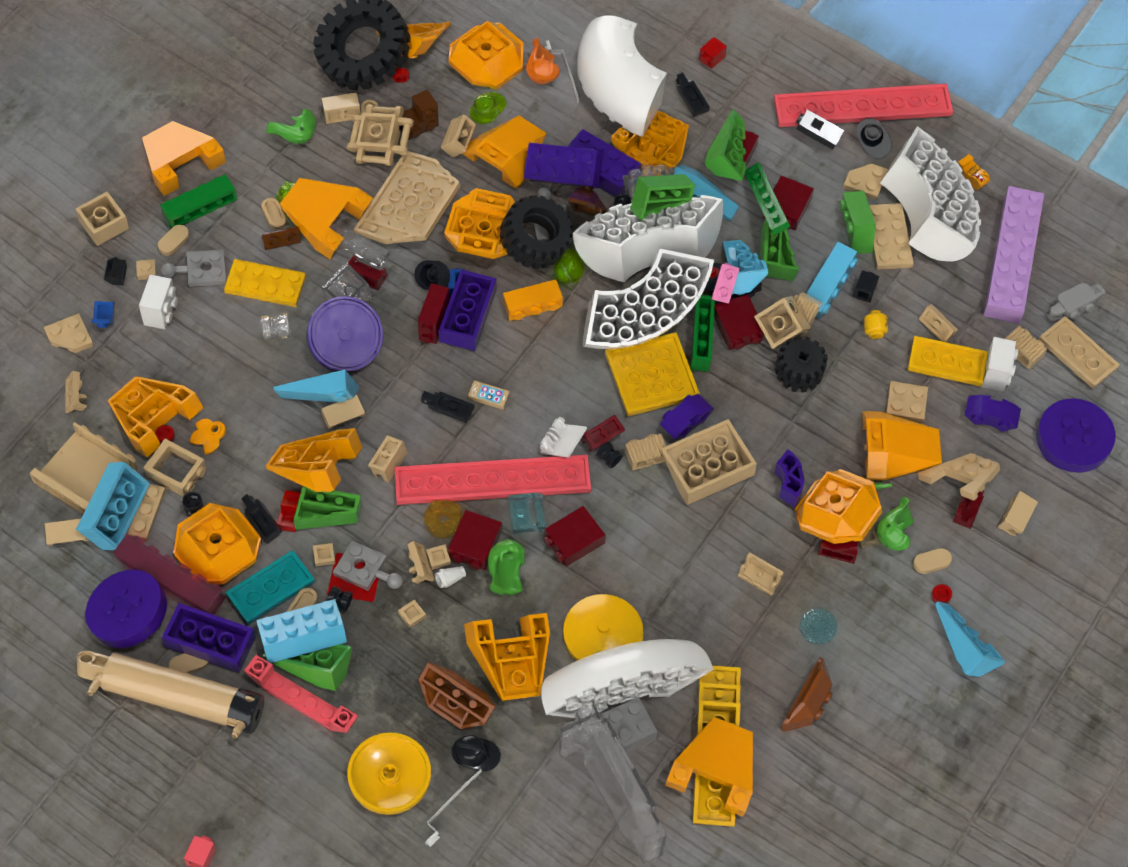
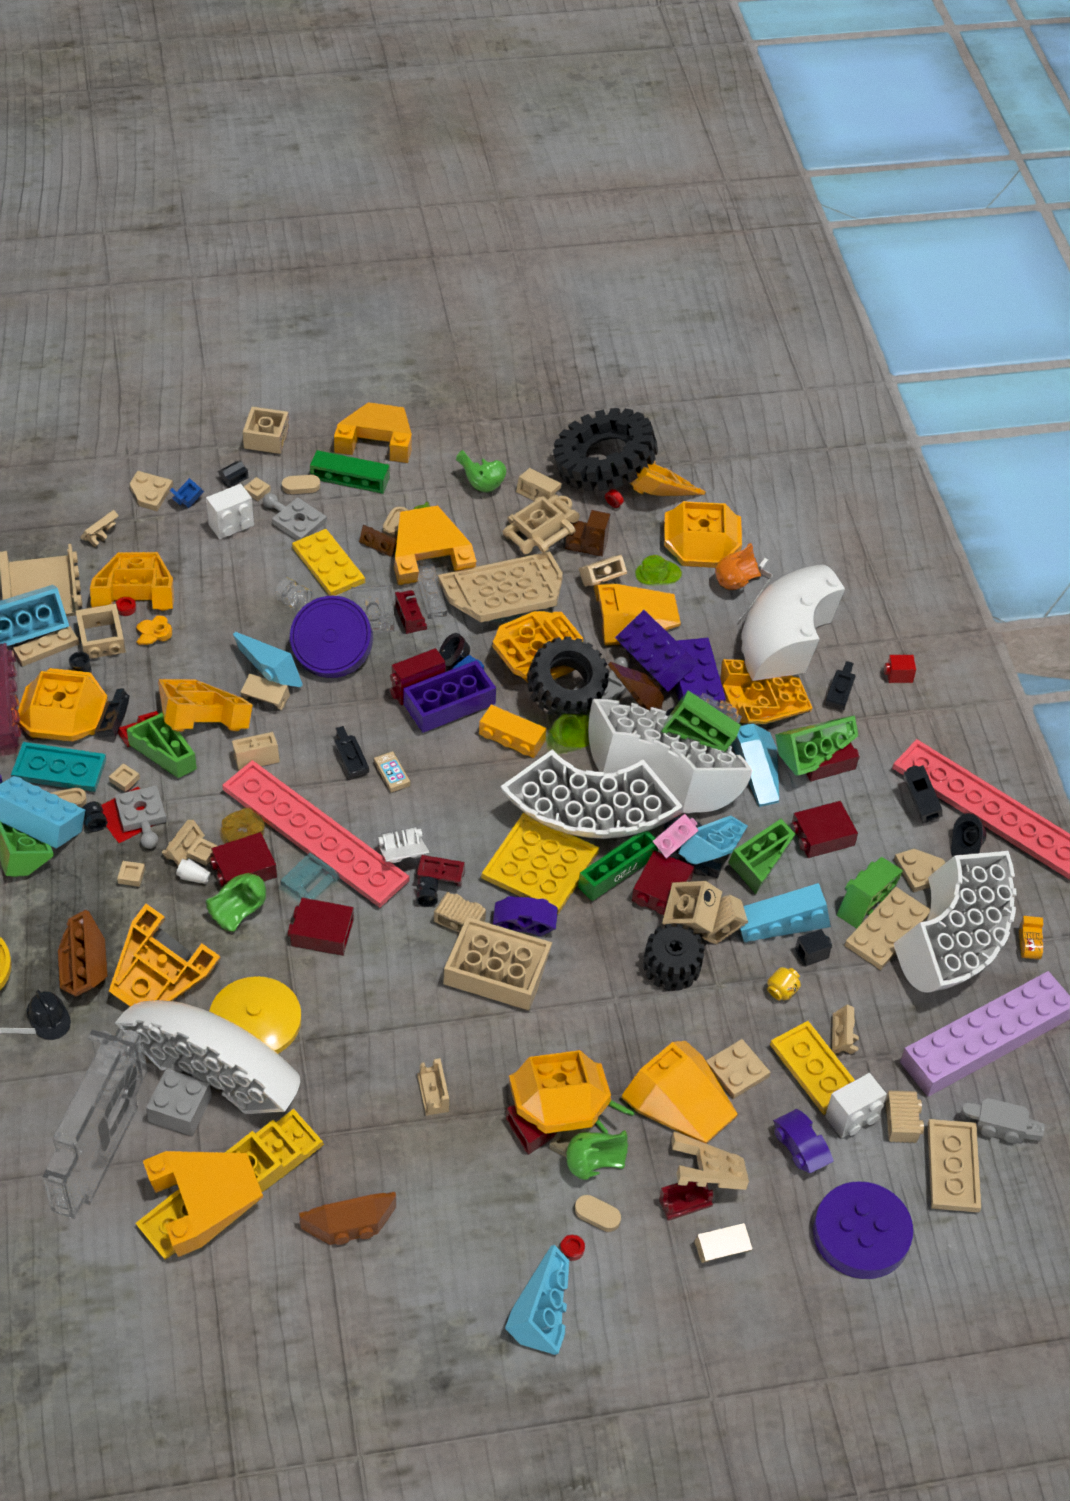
camera: 45 degrees right, 10 degrees down
(767, 199) = (799, 805): green plate -> none
(791, 476) = (553, 1034): dark purple brick -> none
(818, 626) = (432, 1173): clear light blue wheel -> none

